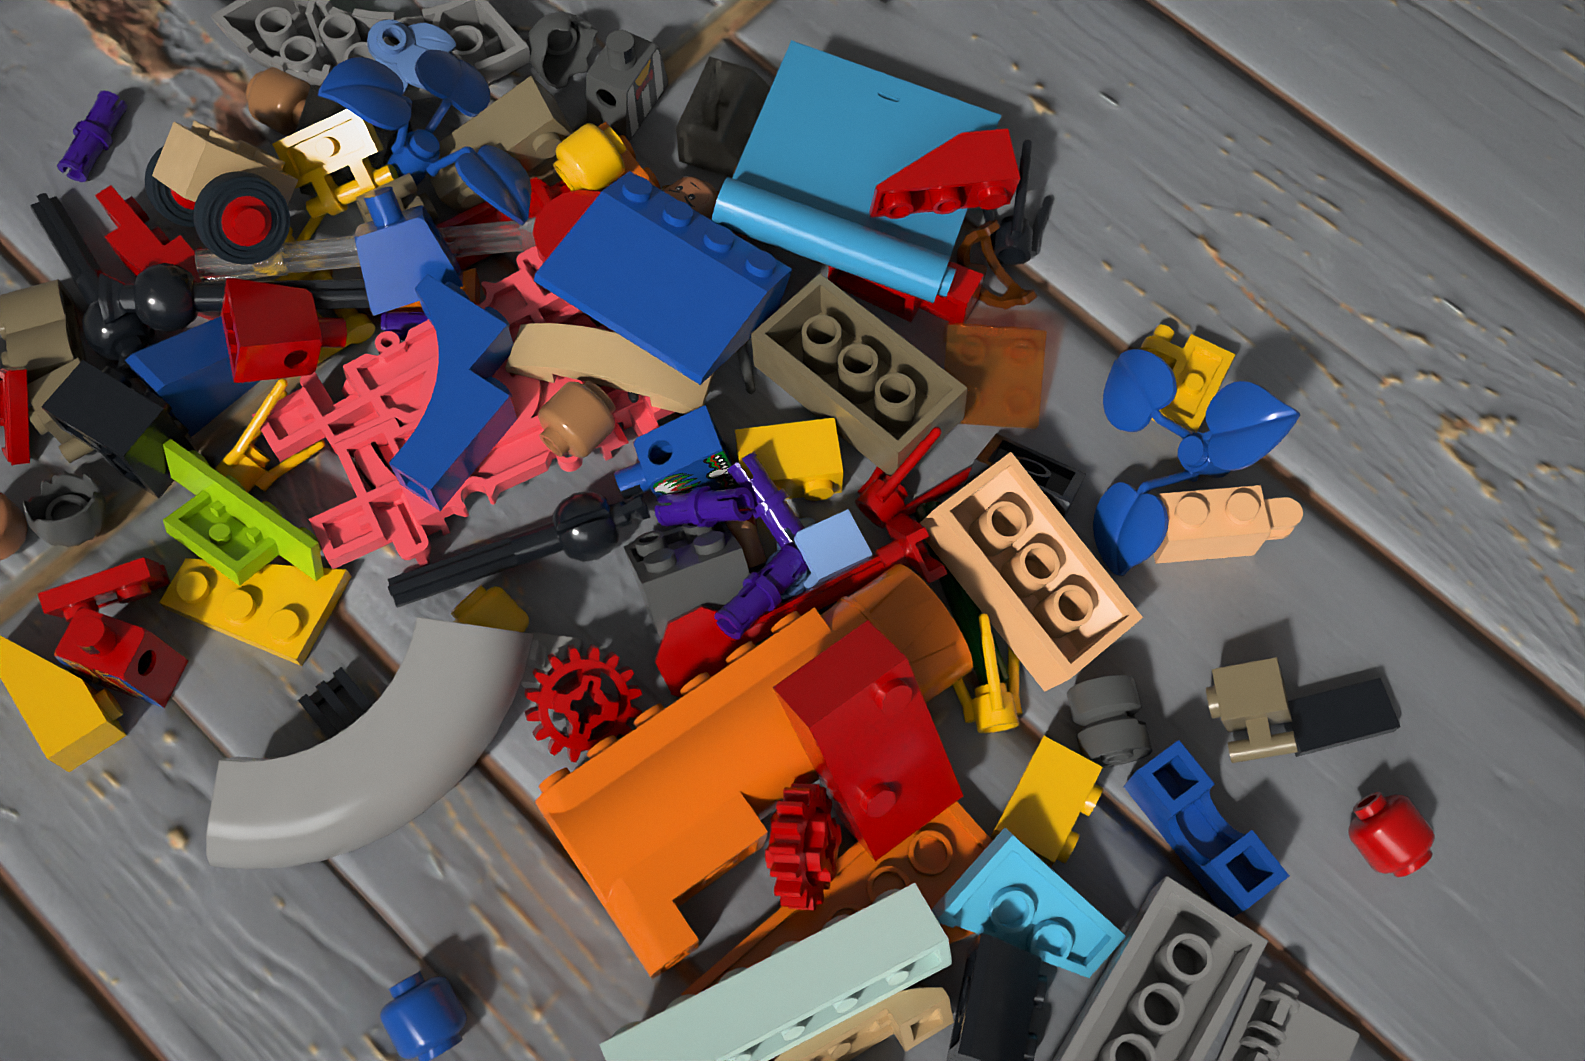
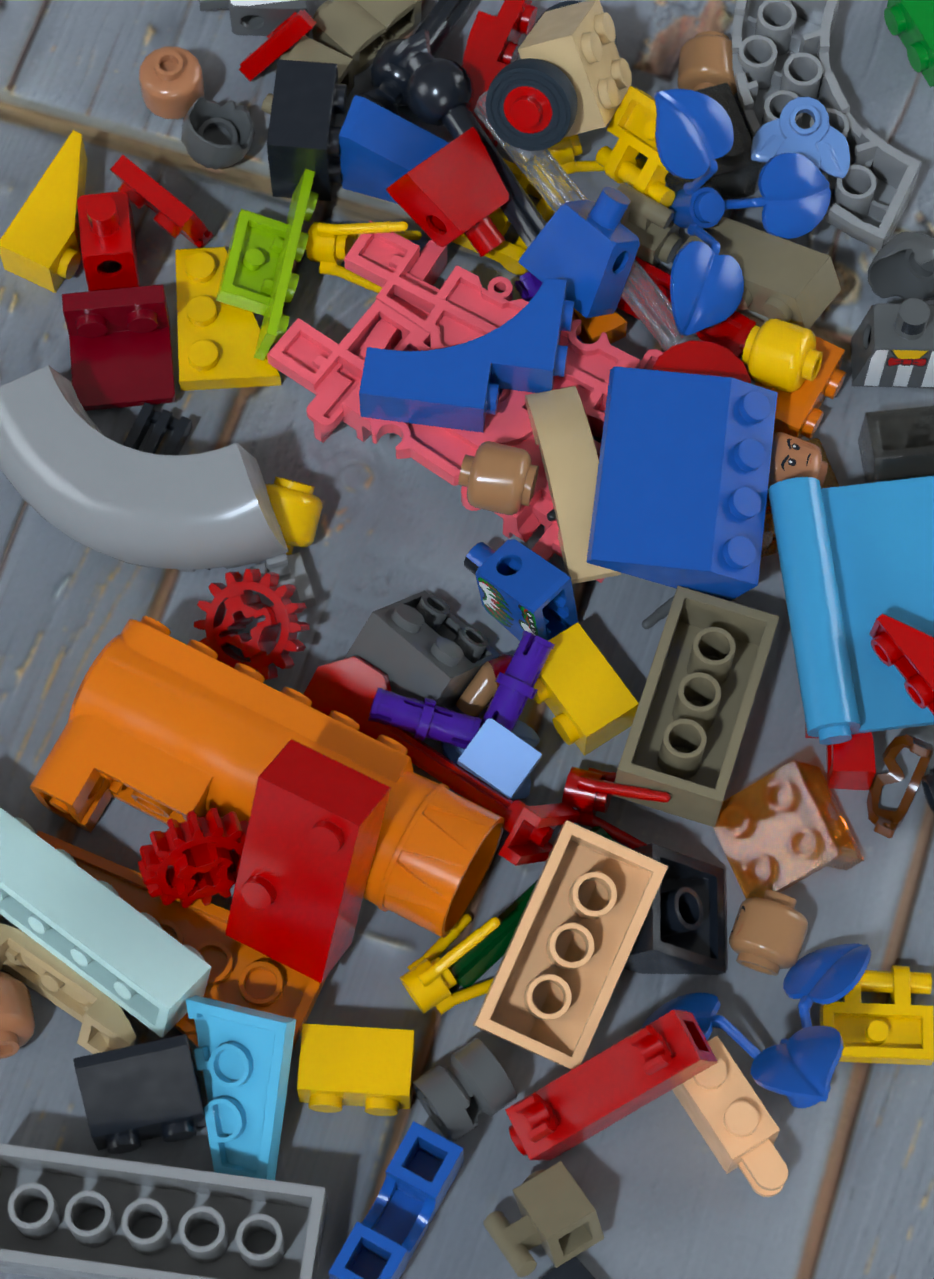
camera: 65 degrees right, 0 degrees up
(228, 696) = (120, 347): none -> dark red bracket
(581, 527) = (415, 543): black piece -> none
(704, 507) = (483, 632): dark purple pin -> none
(1074, 421) = (768, 933): none -> medium nougat head
(1170, 598) = (610, 1086): none -> red brick

